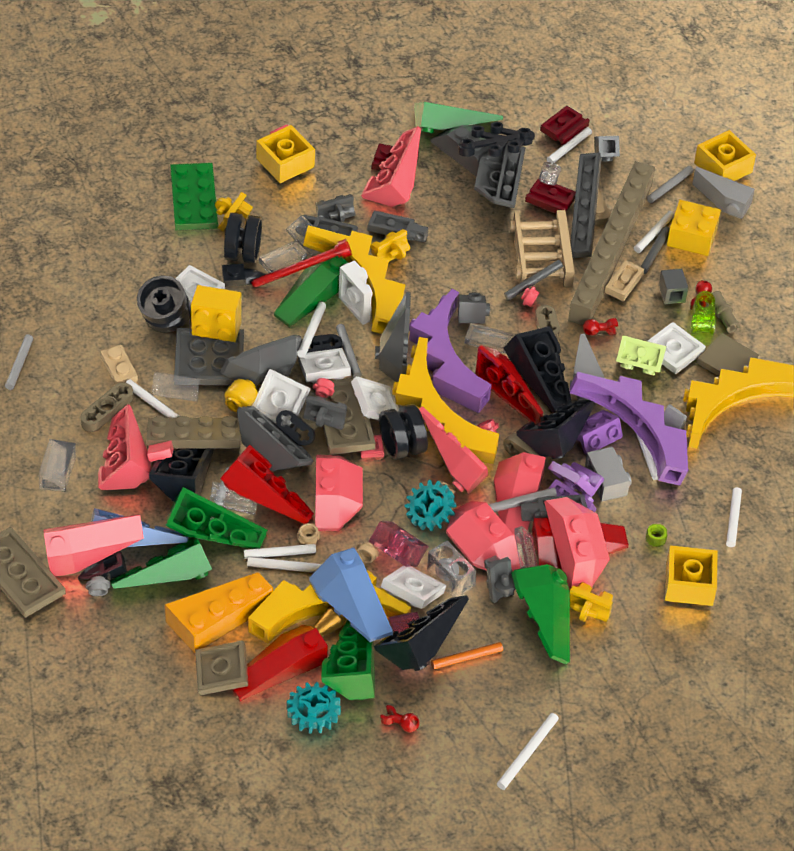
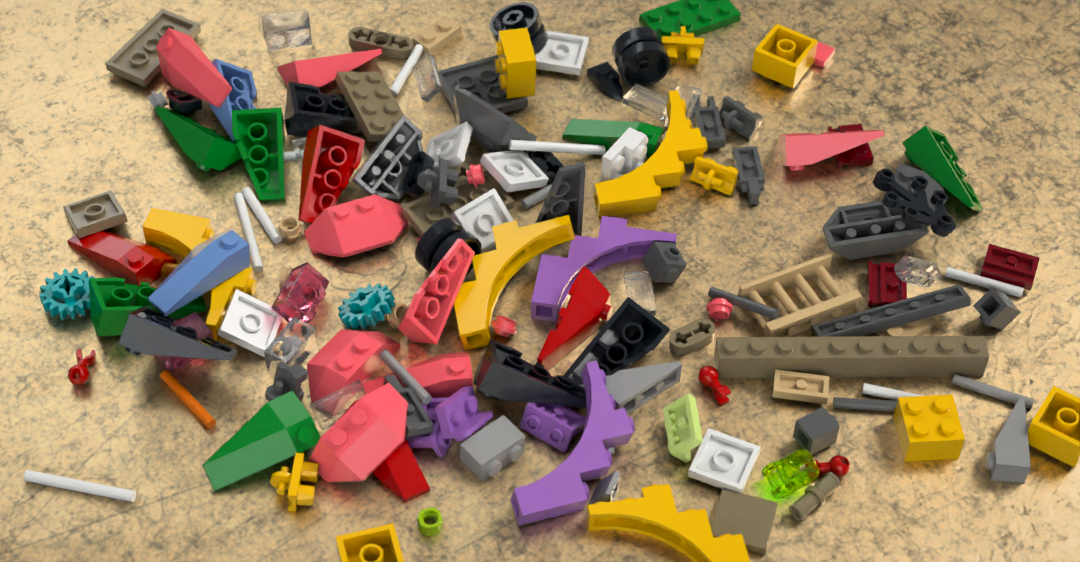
camera: 70 degrees right, 0 degrees up
(160, 451) = (329, 85): coral tile -> none
(216, 611) = (154, 184): light orange wedge -> none
(240, 394) = (437, 121): yellow head -> none
(342, 249) = (660, 124): red piece -> none

